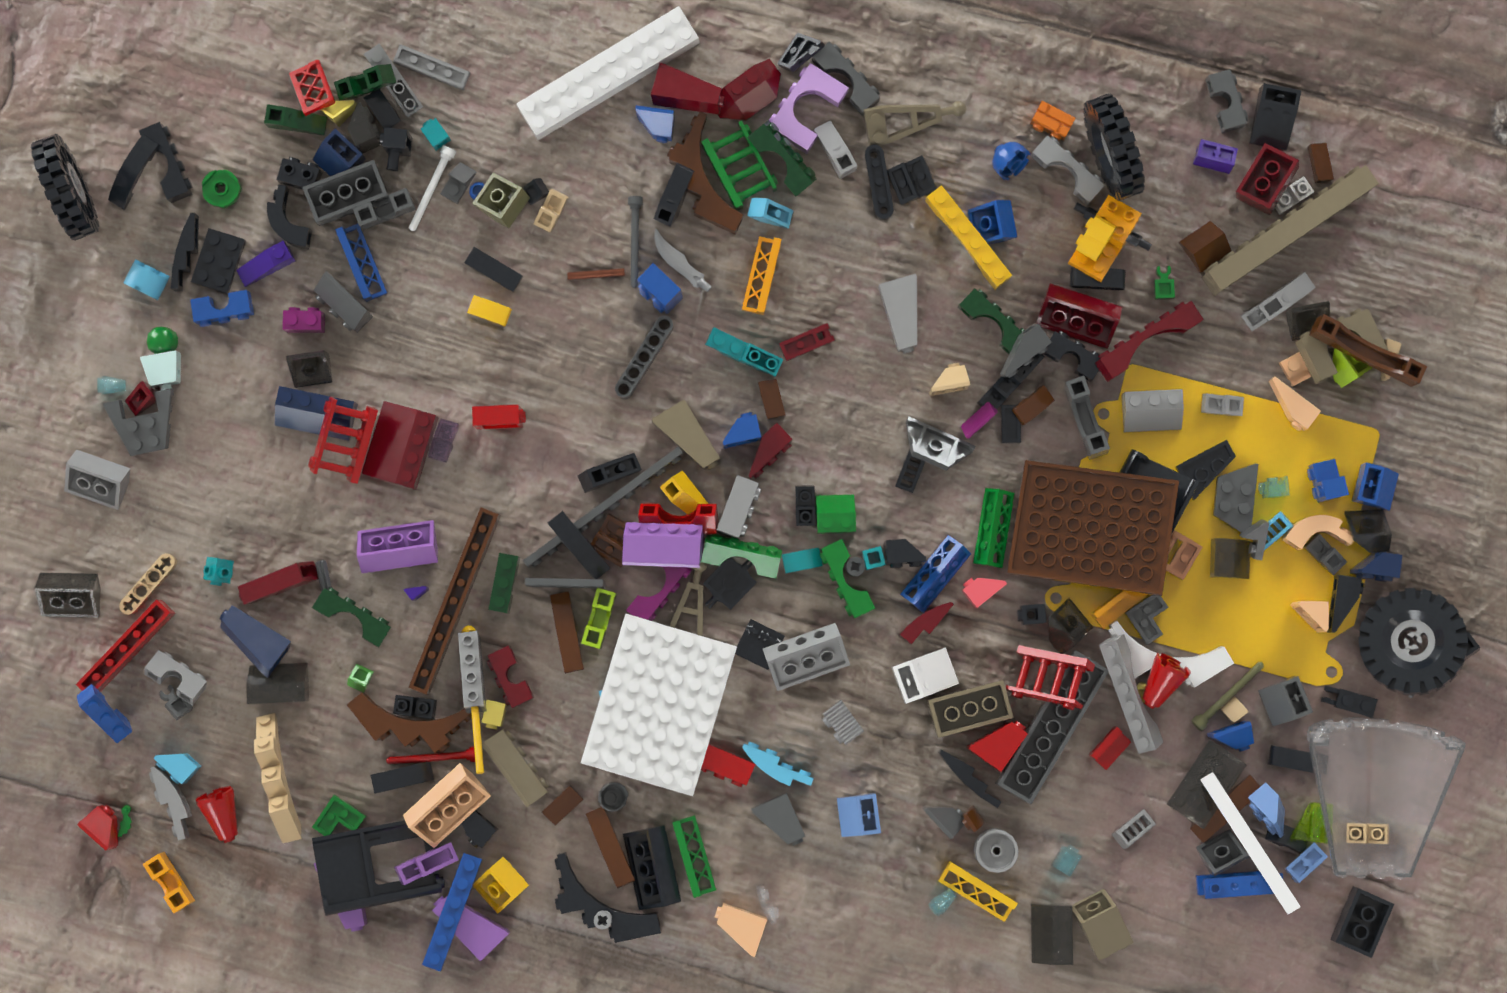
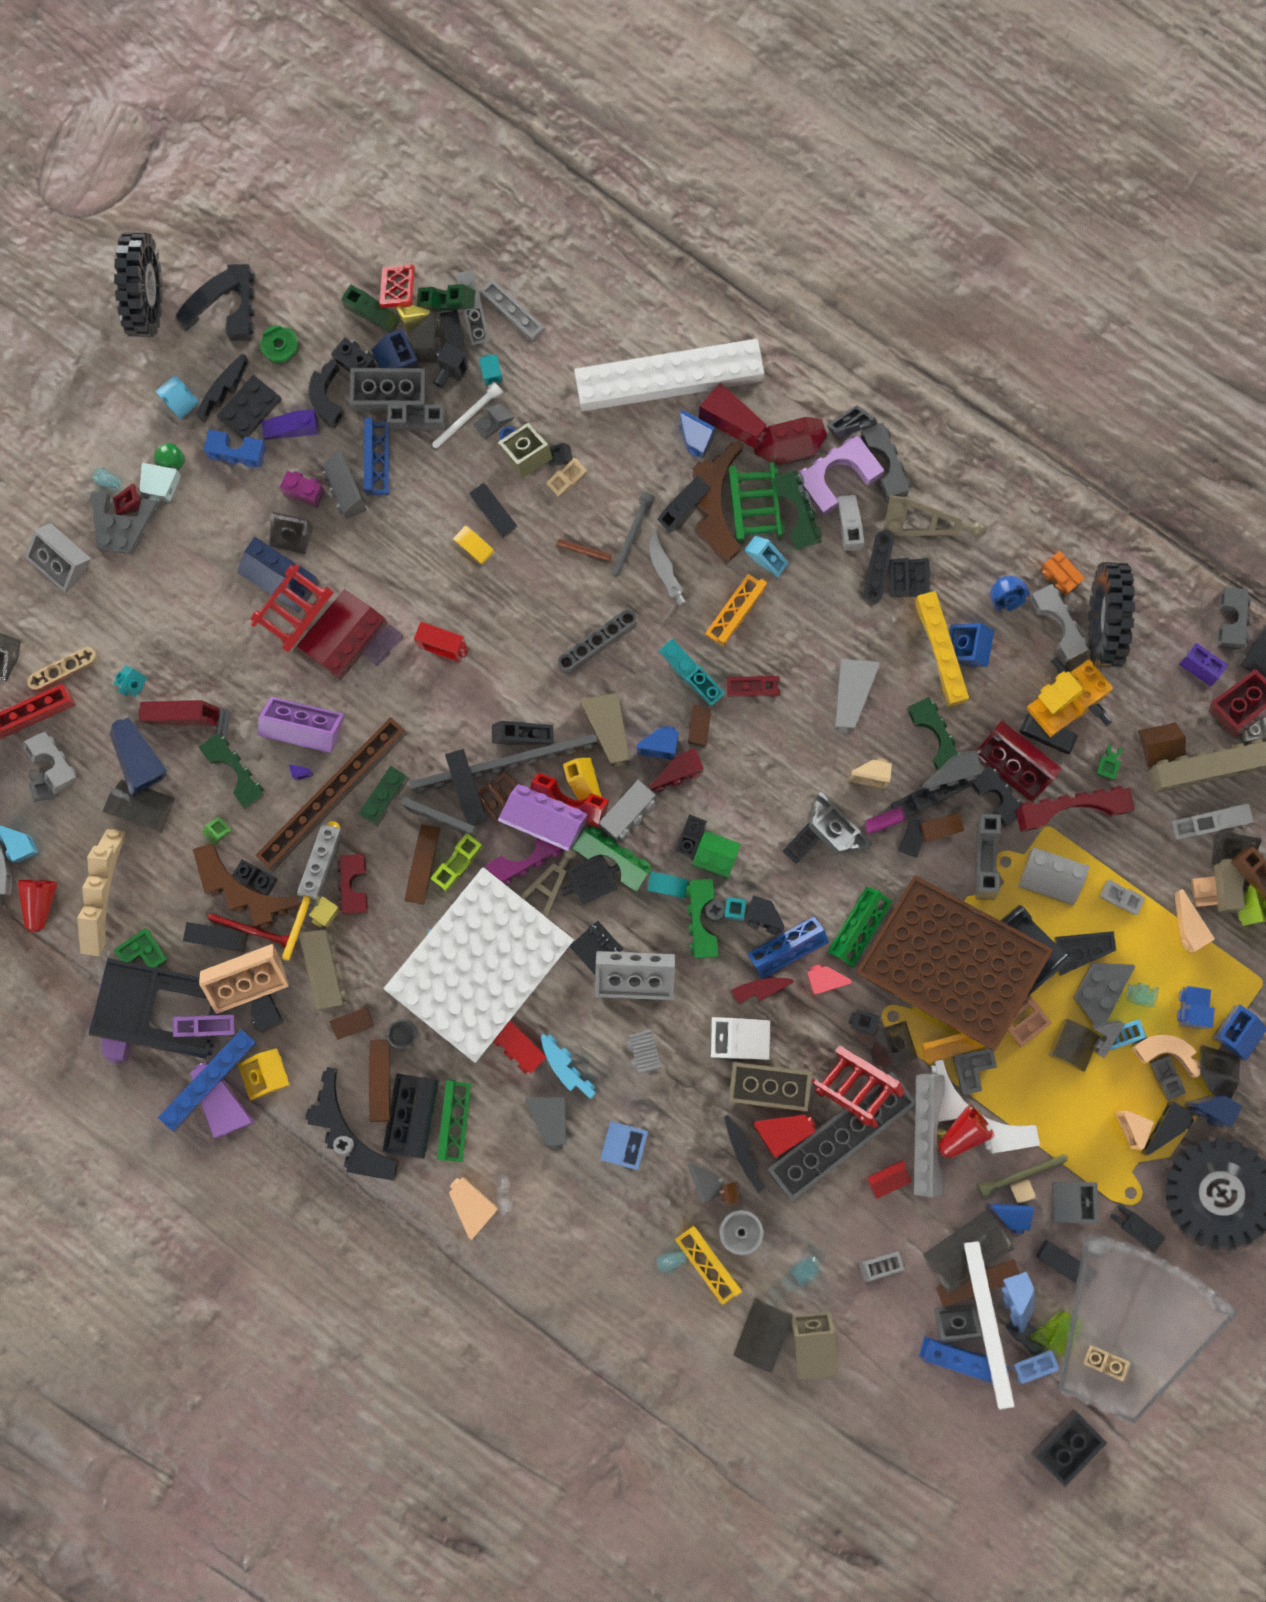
camera: 25 degrees right, 5 degrees down
(659, 288) = (636, 583): blue brick -> none

